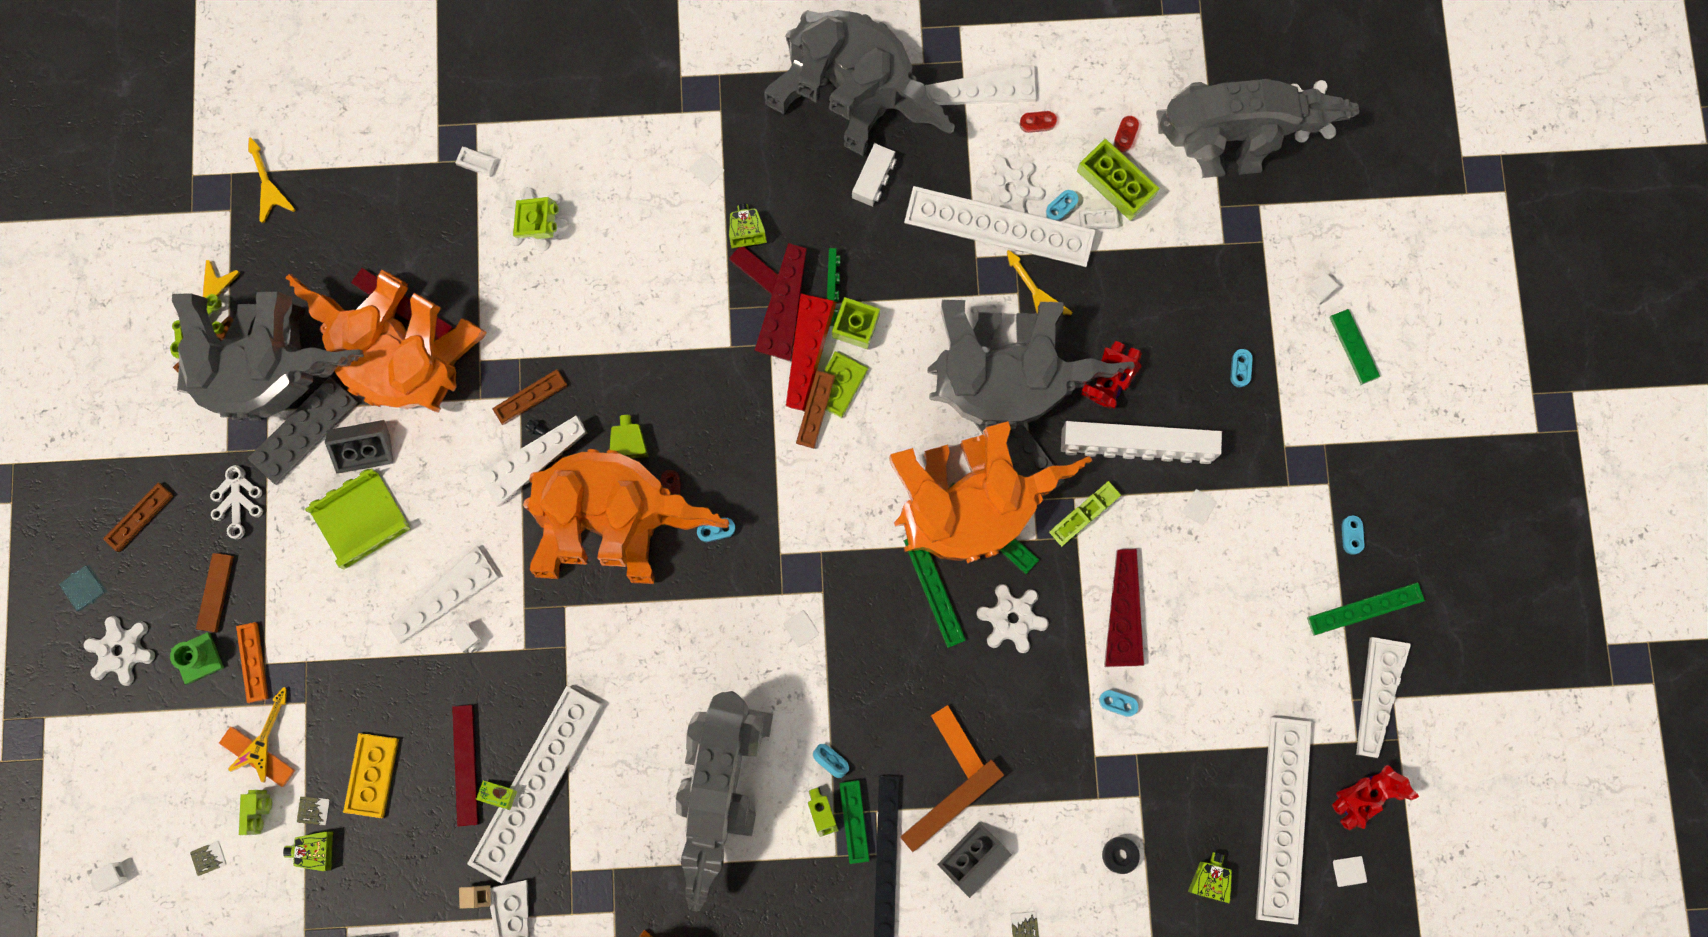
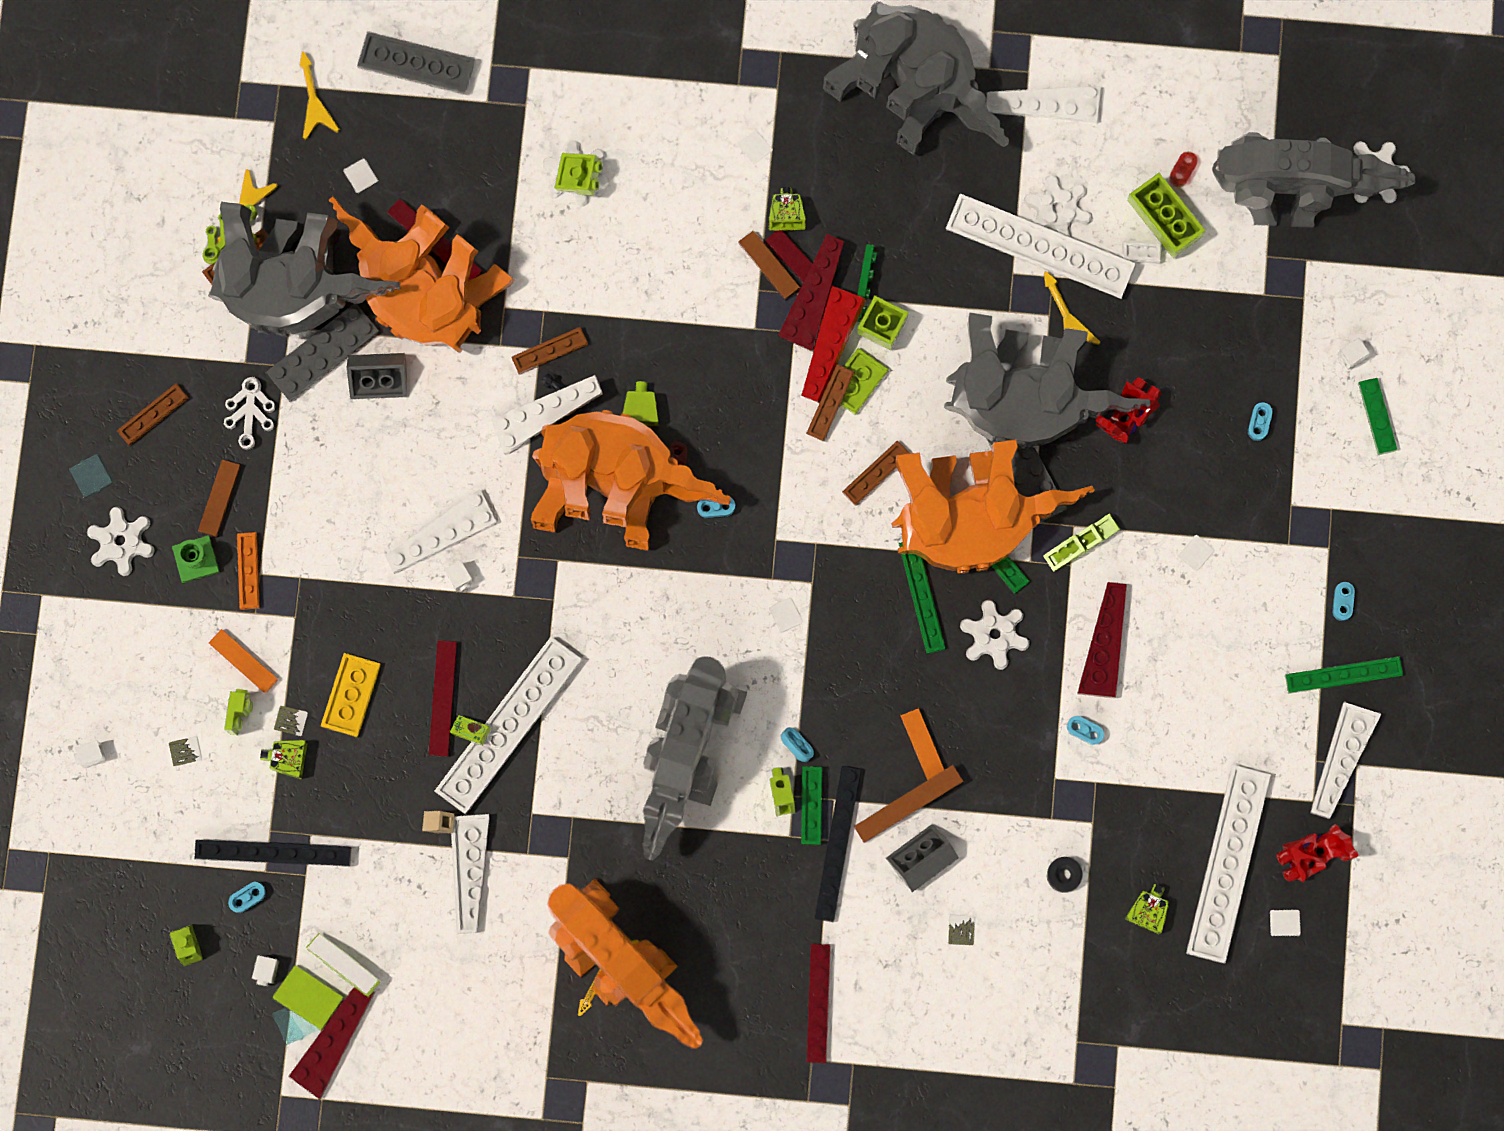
camera: 10 degrees right, 0 degrees up
(258, 749) = (245, 655): yellow piece -> none
(321, 250) = (360, 175): none -> white sticker
(358, 518) = (367, 445): lime panel -> none
(363, 133) = (416, 62): none -> dark grey plate
(476, 161) = (525, 107): white tile -> none
(735, 282) = (768, 265): none -> dark orange tile
(869, 473) = (874, 474): none -> dark orange tile
(874, 175) = (922, 176): white brick -> none
(1038, 122) = (1096, 146): clear red plate -> none
(1060, 206) = (1106, 234): medium azure plate -> none
(1141, 442) = (1147, 480): white brick -> none

